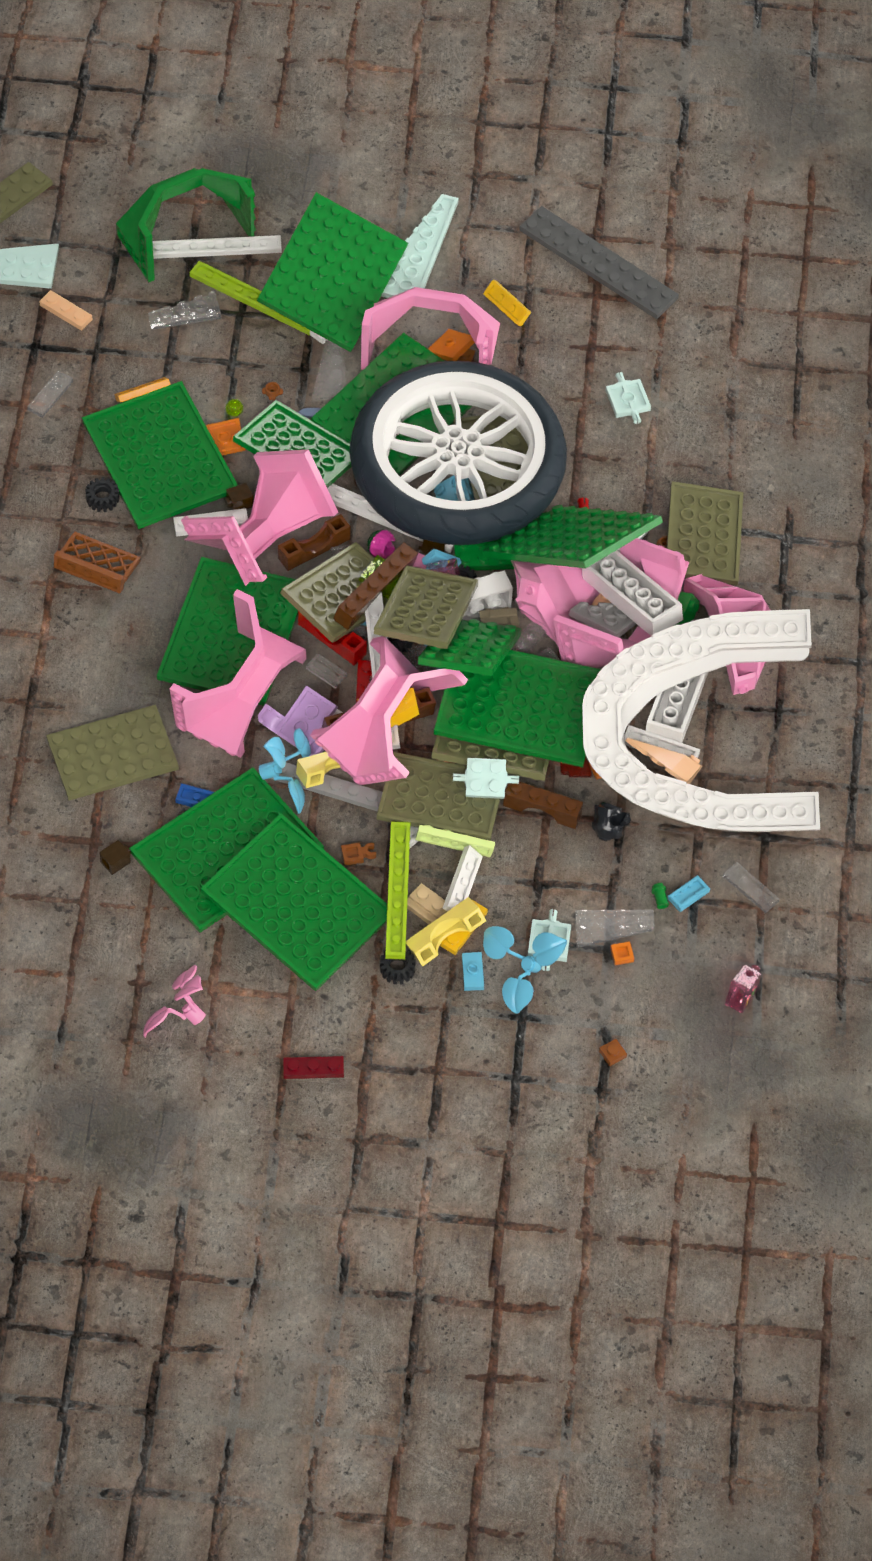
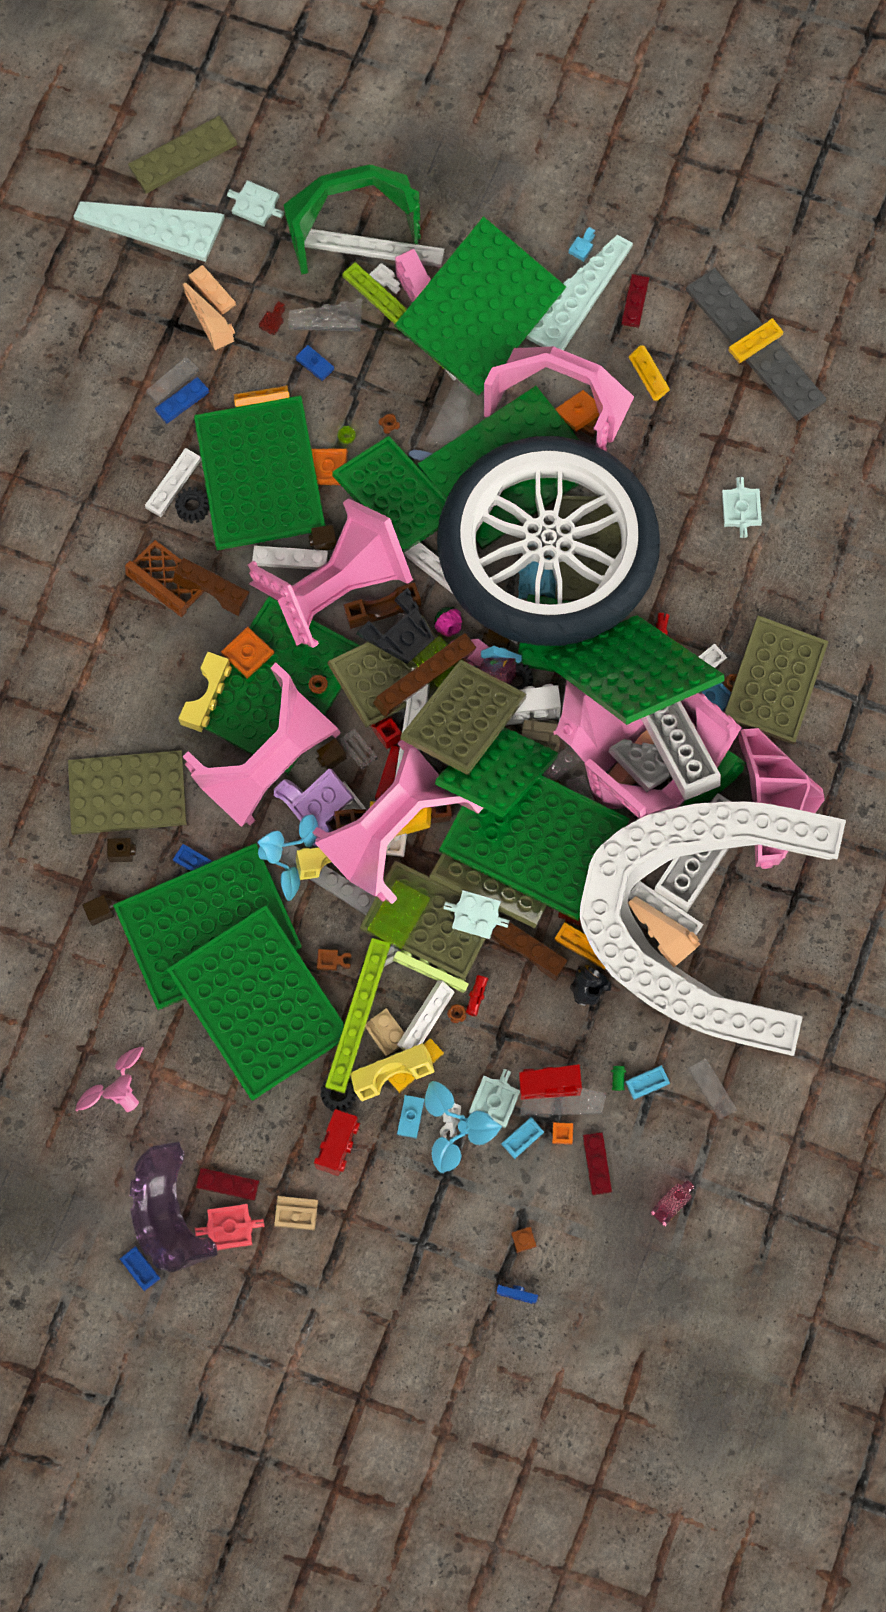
camera: 20 degrees right, 15 degrees up
(65, 408) = (182, 400): none -> blue plate
(74, 335) = (212, 322): none -> light nougat wedge
(77, 479) = (173, 482): none -> white plate
(86, 229) = (255, 203): none -> light aqua plate
(122, 801) = (120, 850): none -> dark brown brick
(133, 326) = (272, 321): none -> clear red plate
(162, 665) = (196, 713): none -> light yellow arch
(163, 561) = (195, 577): none -> reddish brown arch
(184, 353) = (314, 363): none -> blue plate
(196, 606) = (247, 652): none -> orange plate
(233, 269) = (384, 277): none -> white plate
(249, 1099) = (157, 1212): none -> clear purple windscreen
(250, 1157) = (140, 1268): none -> blue plate
(257, 259) = (411, 273): none -> bright pink wedge
(272, 615) = (315, 679): none -> dark orange plate
(302, 677) = (331, 755): none -> dark brown brick
(327, 1102) = (230, 1227): none -> coral plate
(346, 560) = (406, 637): none -> black wing
(388, 1076) = (296, 1213): none -> tan plate
(410, 1006) = (337, 1143): none -> red wedge
(411, 211) = (582, 247): none -> medium azure plate
(412, 795) = (397, 920): none -> clear neon green plate
(475, 247) = (635, 301): none -> dark red plate
(490, 869) = (456, 1008): none -> dark orange plate
(504, 855) = (476, 995): none -> red pin
(513, 963) = (451, 1122): none -> white plate
(585, 965) = (522, 1138): none -> medium azure plate
(591, 791) = (578, 943): none -> light orange plate
(599, 256) = (755, 341): none -> yellow plate
(600, 906) = (550, 1082): none -> red wedge
(621, 1097) = (517, 1293): none -> blue plate
(662, 973) = (597, 1164): none -> dark red plate

